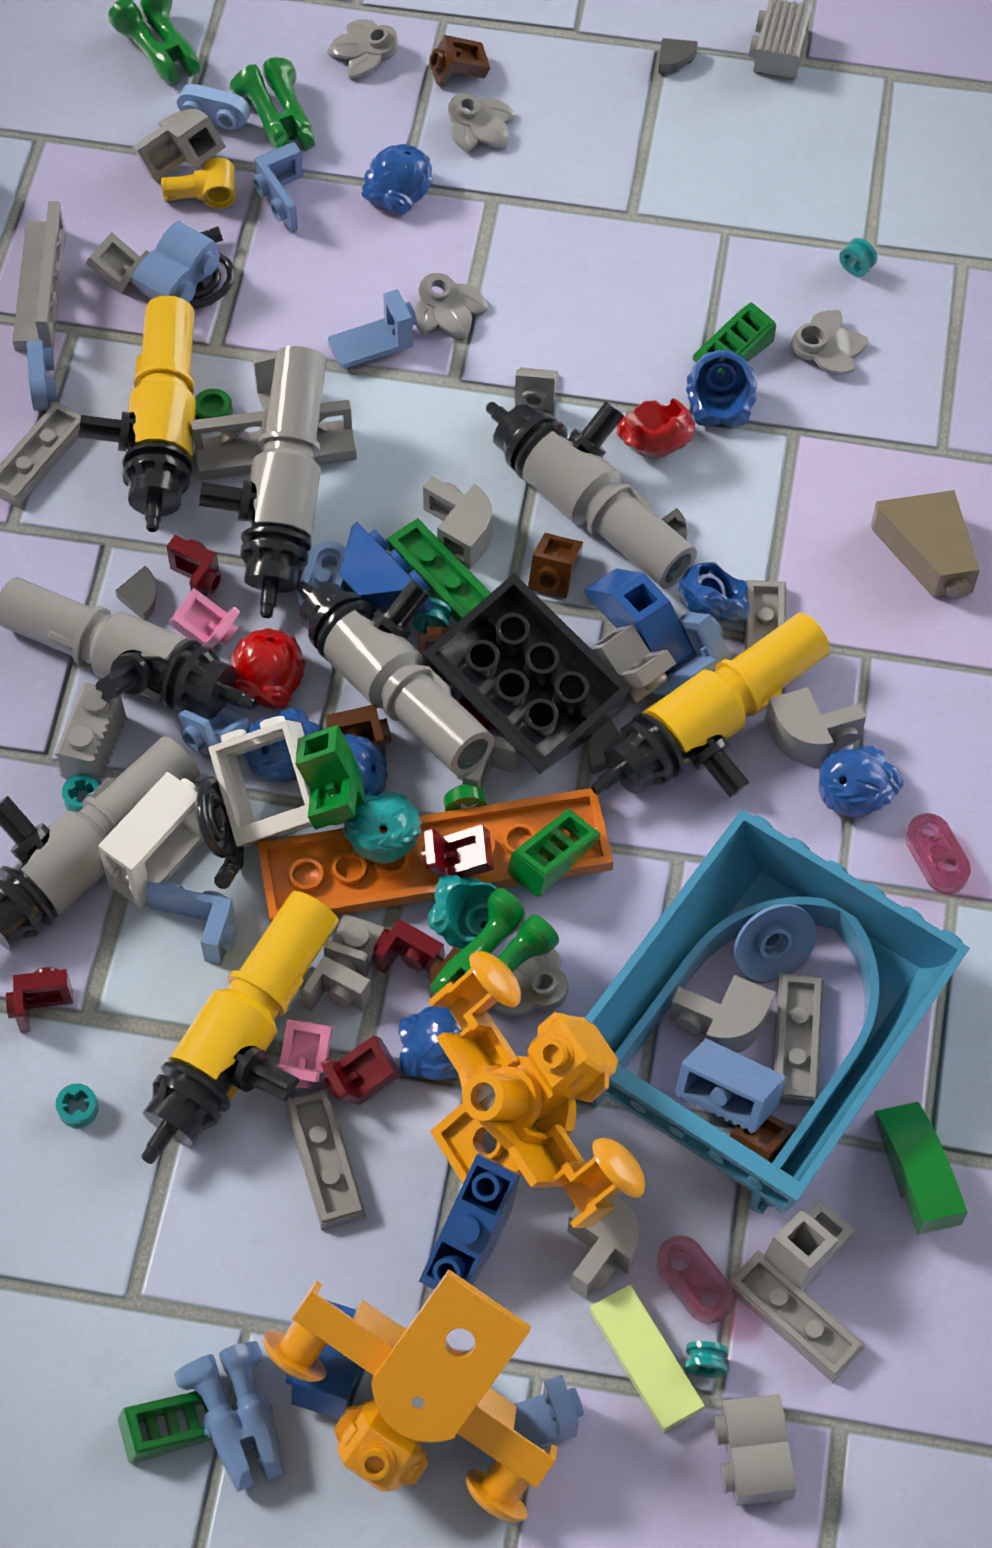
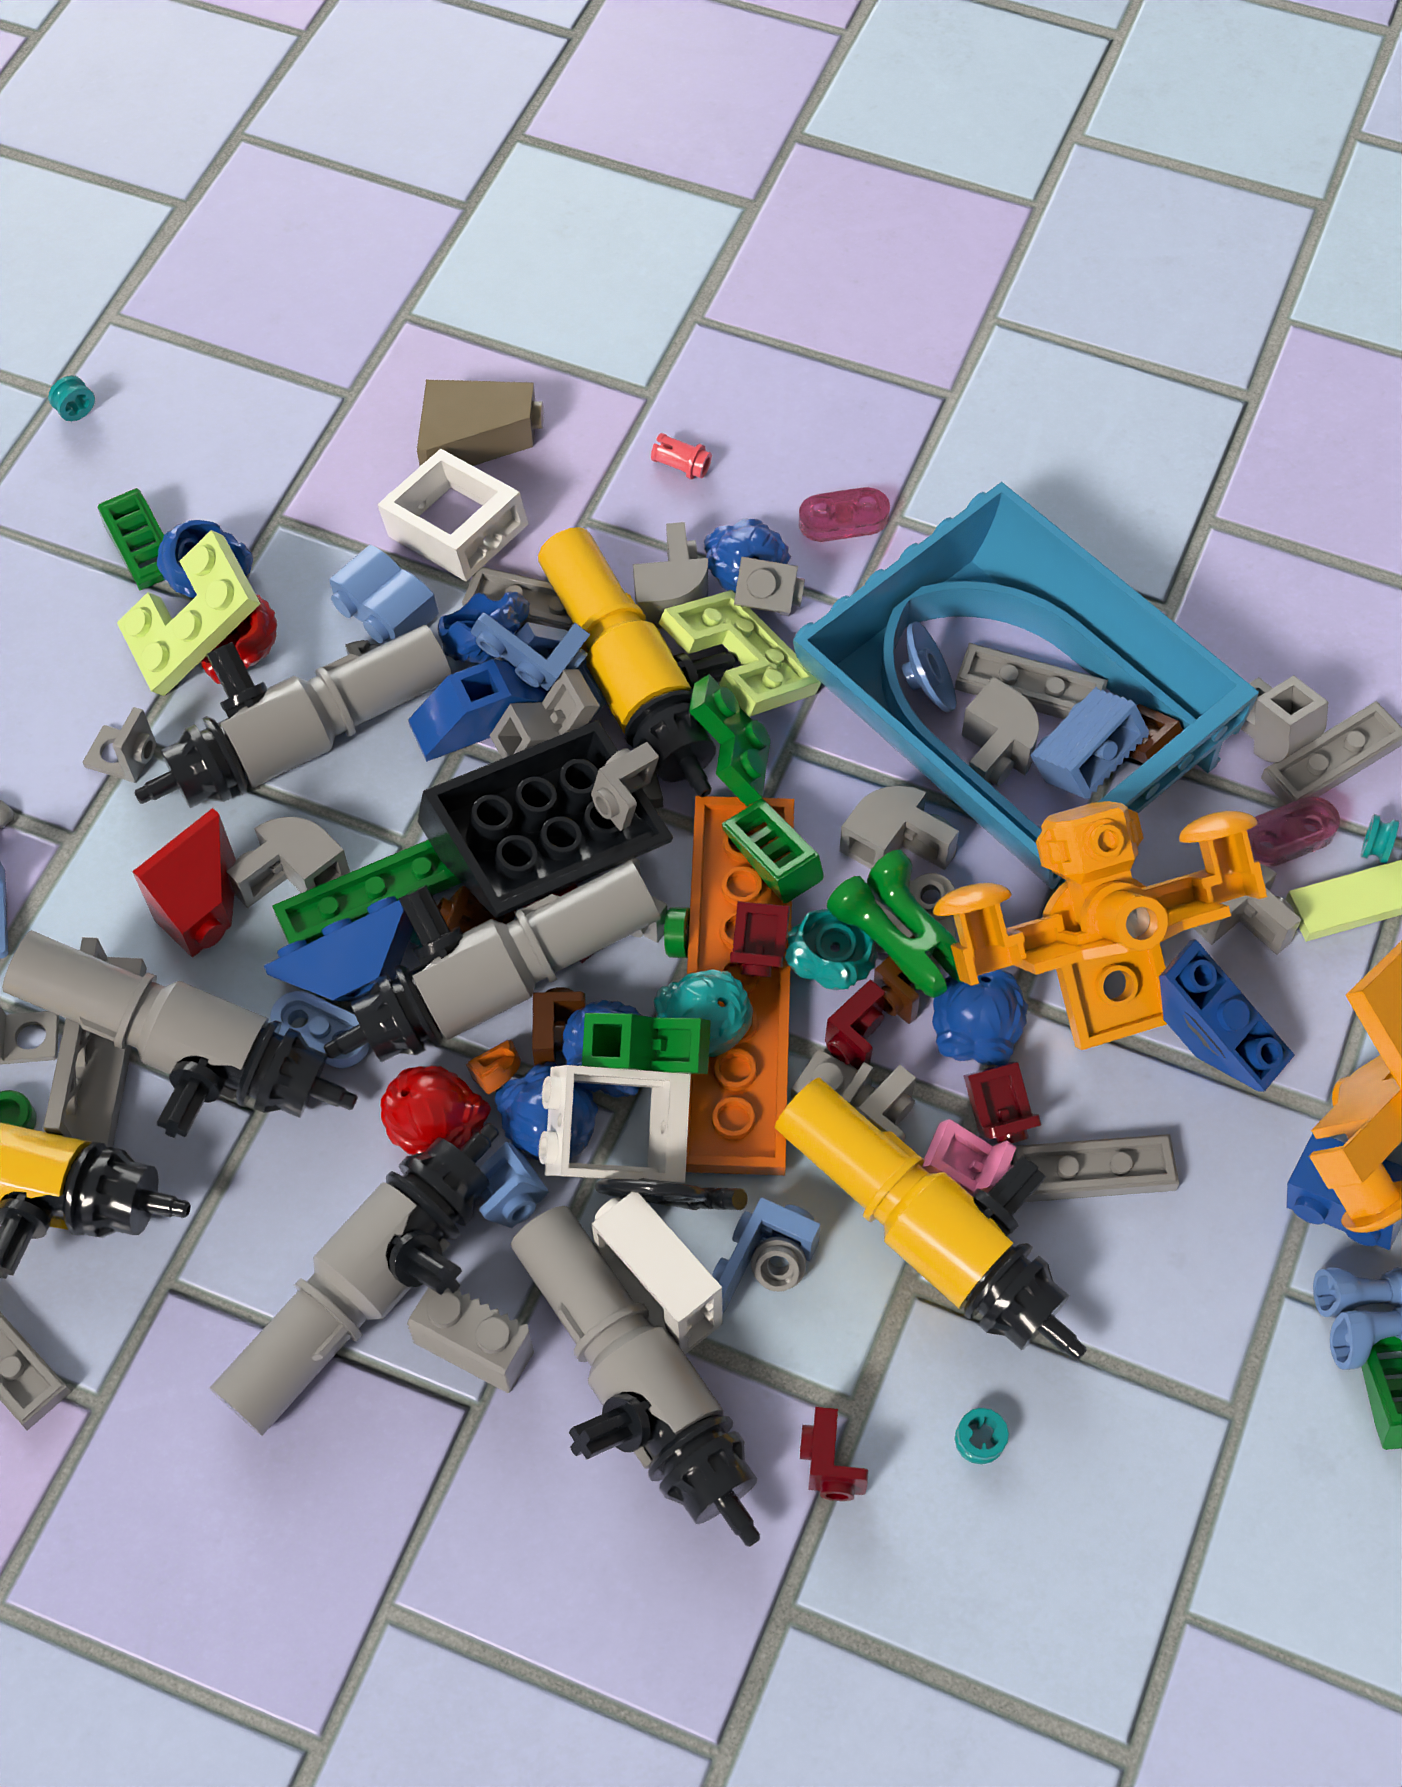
camera: 75 degrees left, 0 degrees up
(75, 784) = (564, 1358): teal bush -> none
(139, 593) = (267, 1250): dark grey tile -> none
(187, 931) = (774, 1277): none -> light grey plate
(195, 562) = (249, 1169): dark red bracket -> none
(204, 620) = (343, 1172): bright pink bracket -> none
(315, 700) = (495, 1066): none -> orange tile
(411, 454) = (190, 885): none -> red slope
(554, 564) = (382, 776): reddish brown bracket -> none
(573, 712) = (618, 779): none -> light grey bracket
(604, 937) = (893, 820): none -> light grey brick
(643, 392) = (172, 647): none -> yellowish green plate
(656, 806) = (741, 740): none -> green plate
(687, 651) = (529, 664): none -> medium blue bracket
(728, 520) = (382, 595): none -> medium blue brick
(778, 787) = (769, 668): none -> yellowish green plate
(821, 798) = (768, 586): none -> light grey bracket
(829, 580) = (463, 550): none -> white window
(830, 343) = (173, 455): light grey plate -> none
(921, 1168) = (1216, 602): green slope -> none
(955, 710) = (682, 456): none -> coral pin

